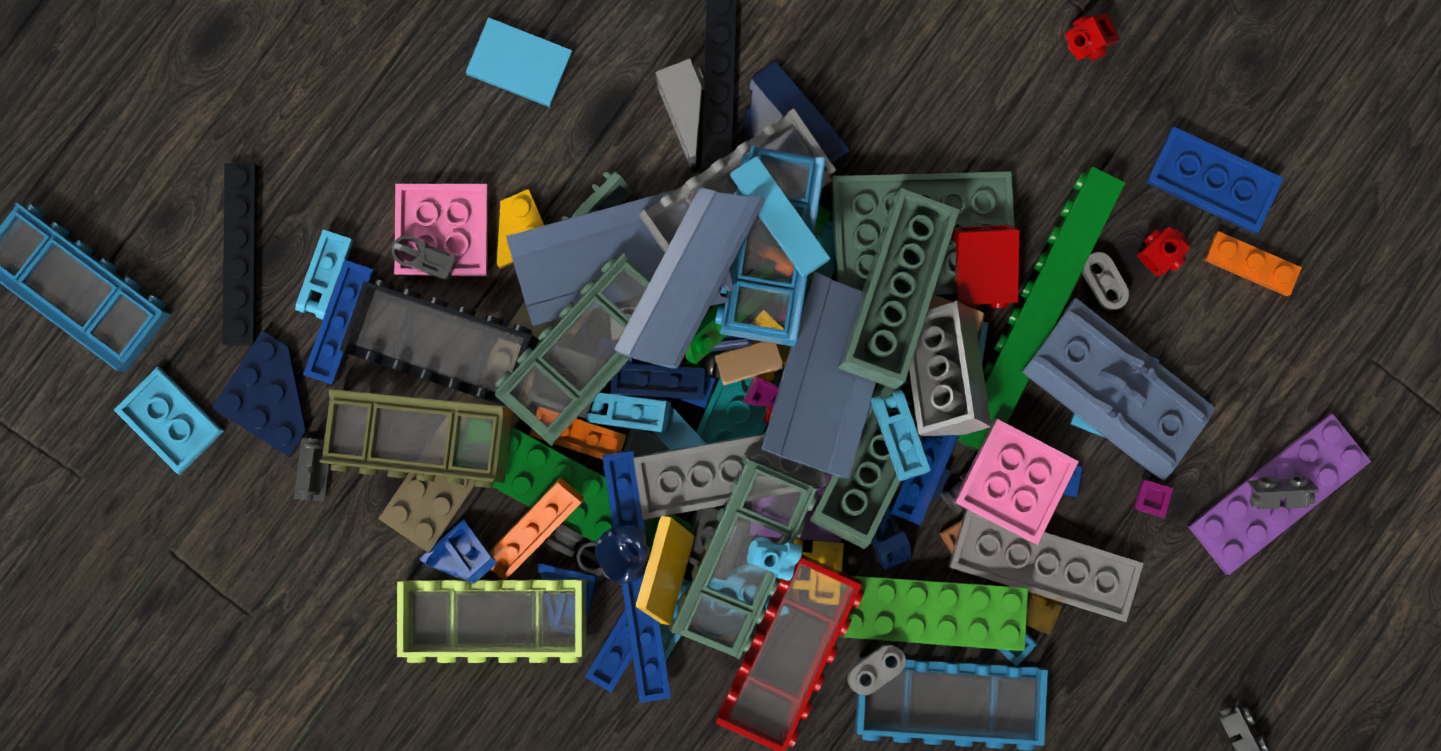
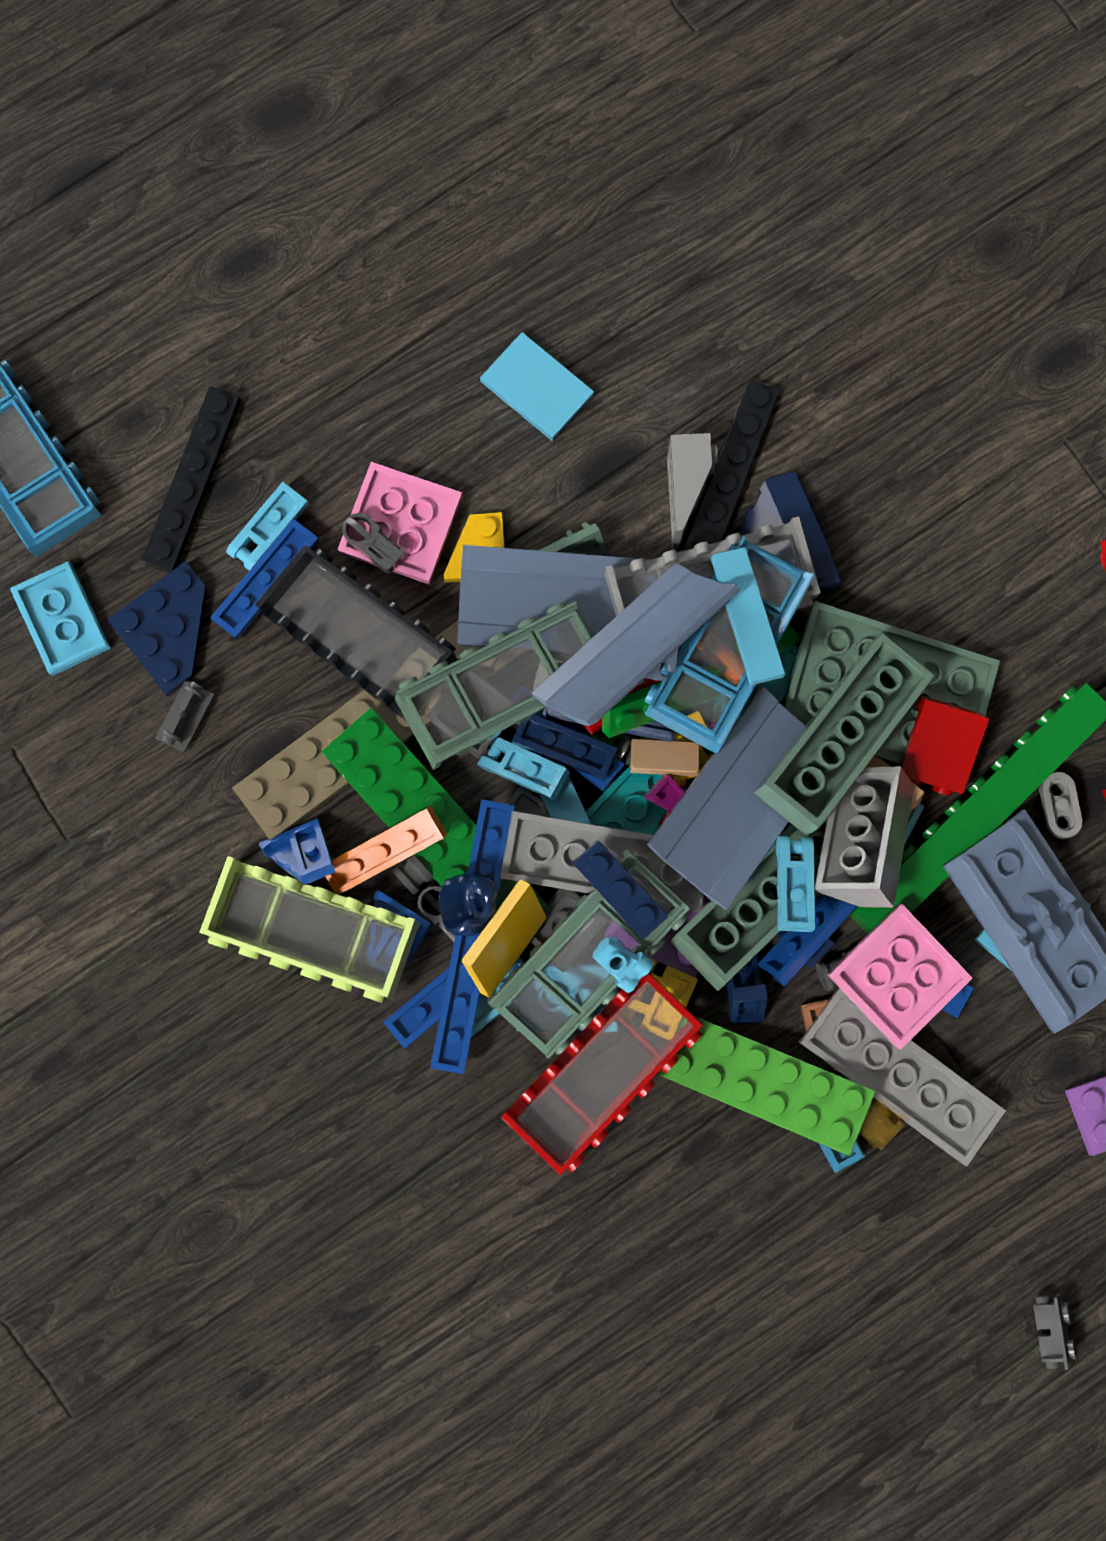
camera: 25 degrees right, 5 degrees down
(417, 437) = (301, 717): window -> none
(589, 439) = (469, 779): orange plate -> none
(750, 495) = (620, 889): none -> dark blue plate
(876, 668) = (688, 1121): light grey plate -> none
(957, 704) = (754, 1186): clear window -> none
(1153, 498) = (1037, 1047): magenta plate -> none

